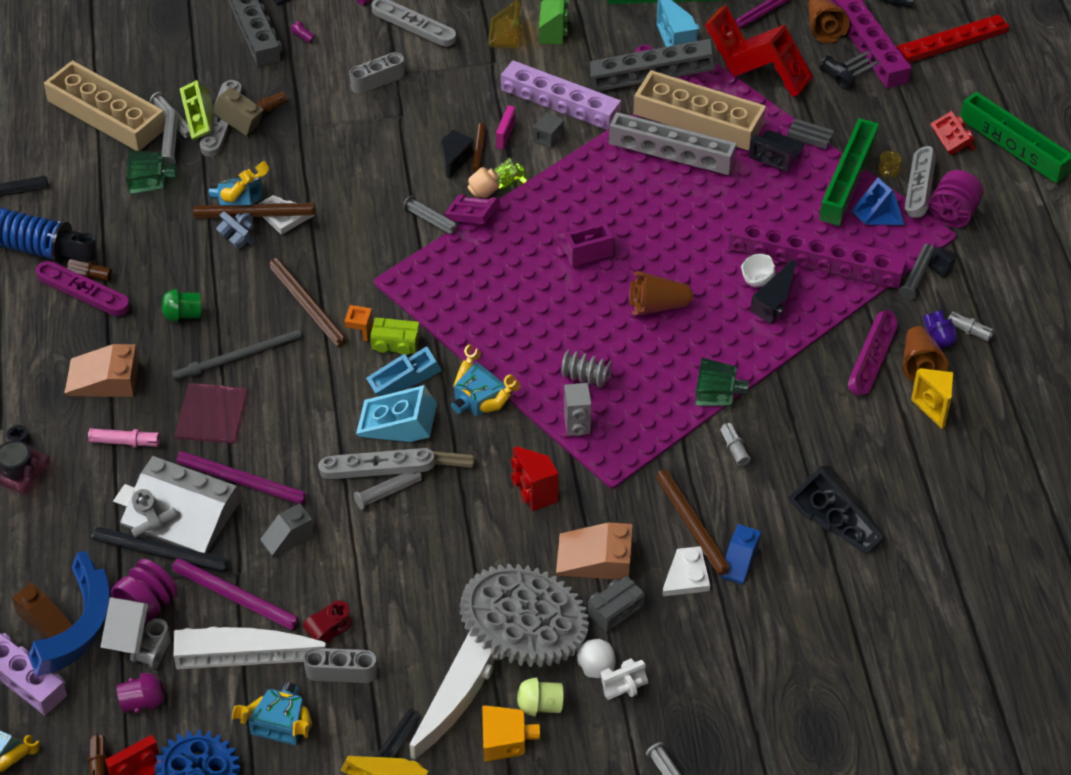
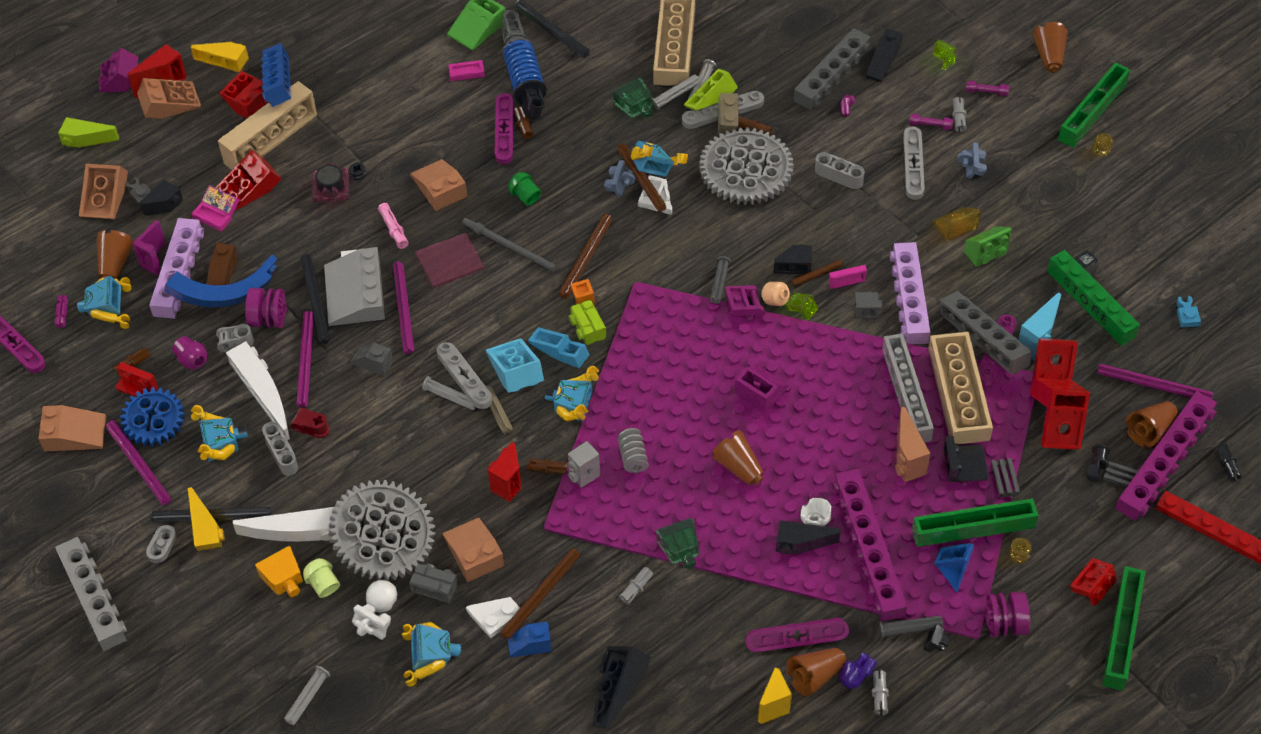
camera: 60 degrees right, 5 degrees up
(124, 625) = (225, 309): light grey slope -> none
(153, 521) = (331, 272): light grey piece -> none
(309, 132) = (747, 183): none -> light grey gear
(548, 443) = (547, 466): none -> reddish brown axle
(696, 639) = (429, 650): none -> dark azure torso
(736, 171) = (911, 450): none -> nougat slope
(921, 173) = (1012, 580): light grey piece -> none

